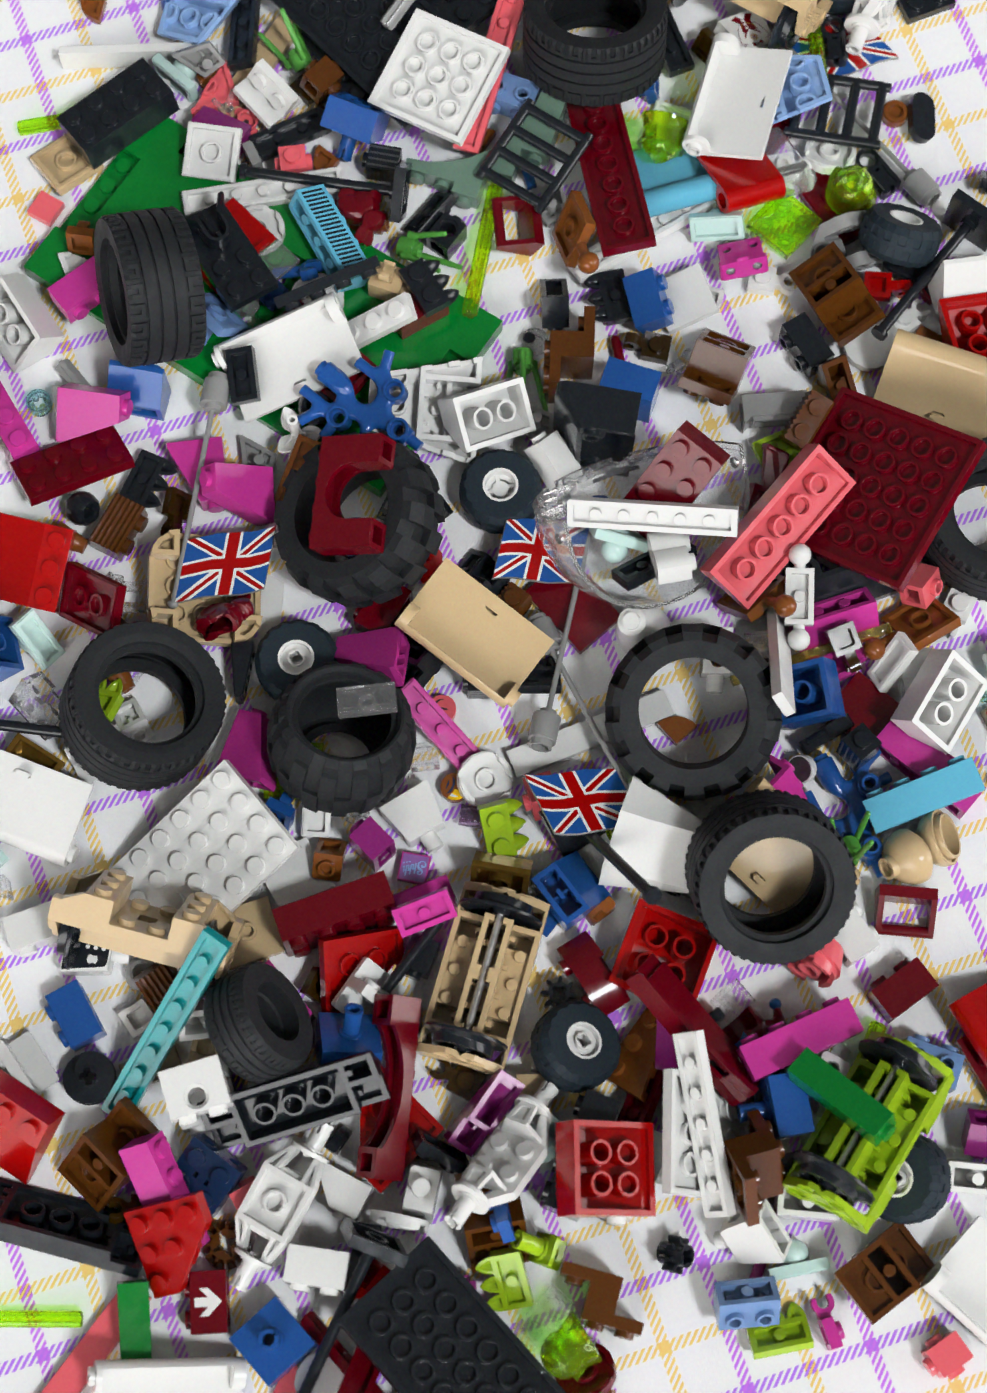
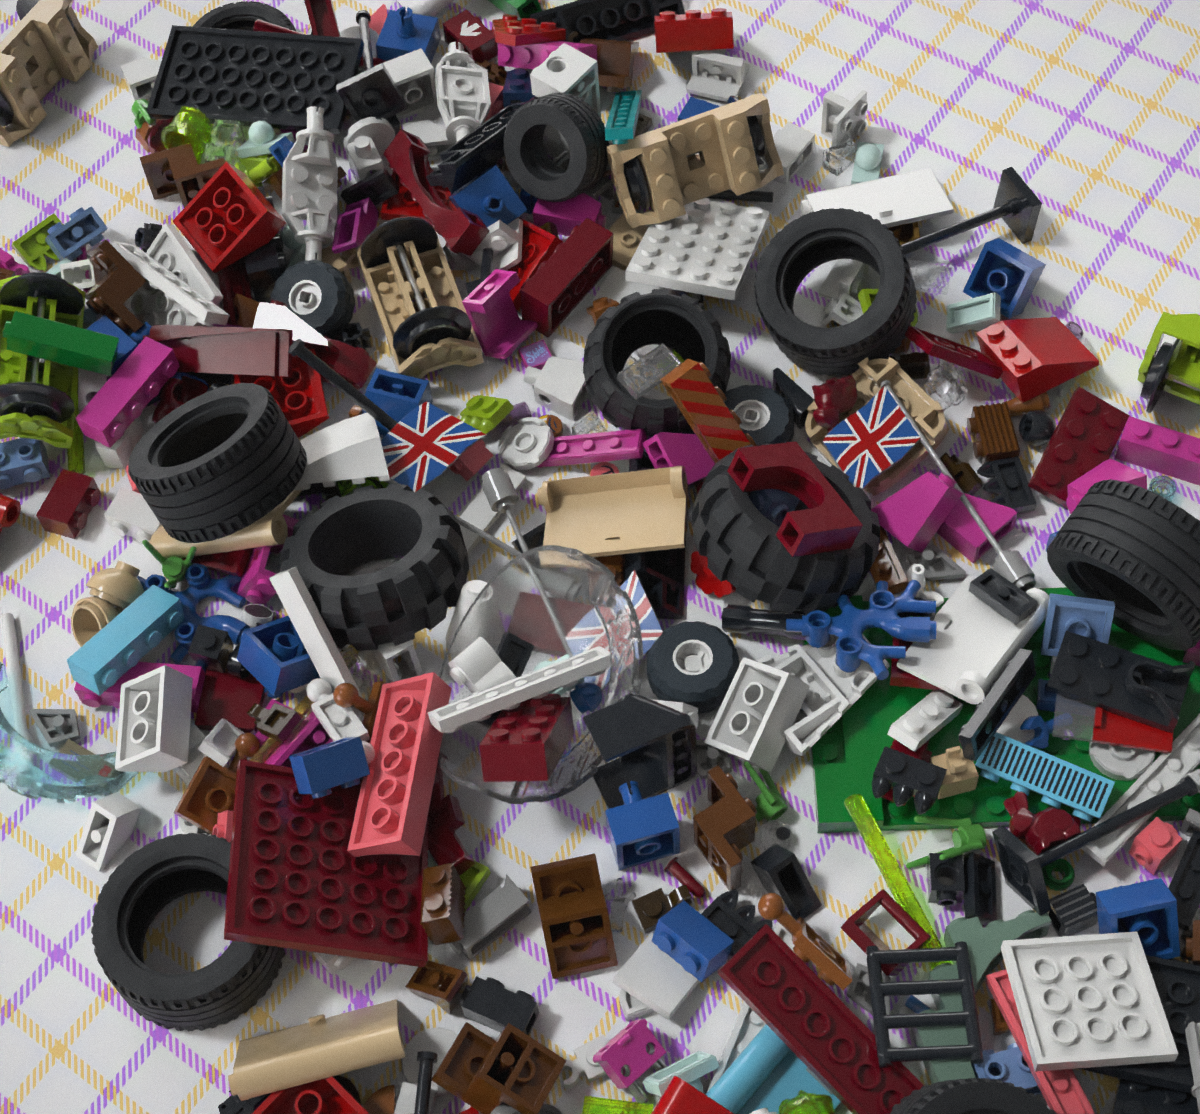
camera: 150 degrees right, 15 degrees down
(79, 1067) = (664, 99): black piece -> none
(247, 749) = (746, 354): dark pink slope -> none
(324, 159) = (1129, 873): dark orange tile -> none
(344, 642) = (705, 409): none -> dark orange brick
(372, 843) = (573, 331): magenta brick -> none
(501, 871) = (460, 382): pearl gold slope -> none
(501, 1289) = (260, 139): none -> light aqua tile
(618, 1014) = (278, 316): none -> slope
(833, 546) = (329, 766): none -> blue brick
(905, 895) = (82, 577): dark red tile -> none

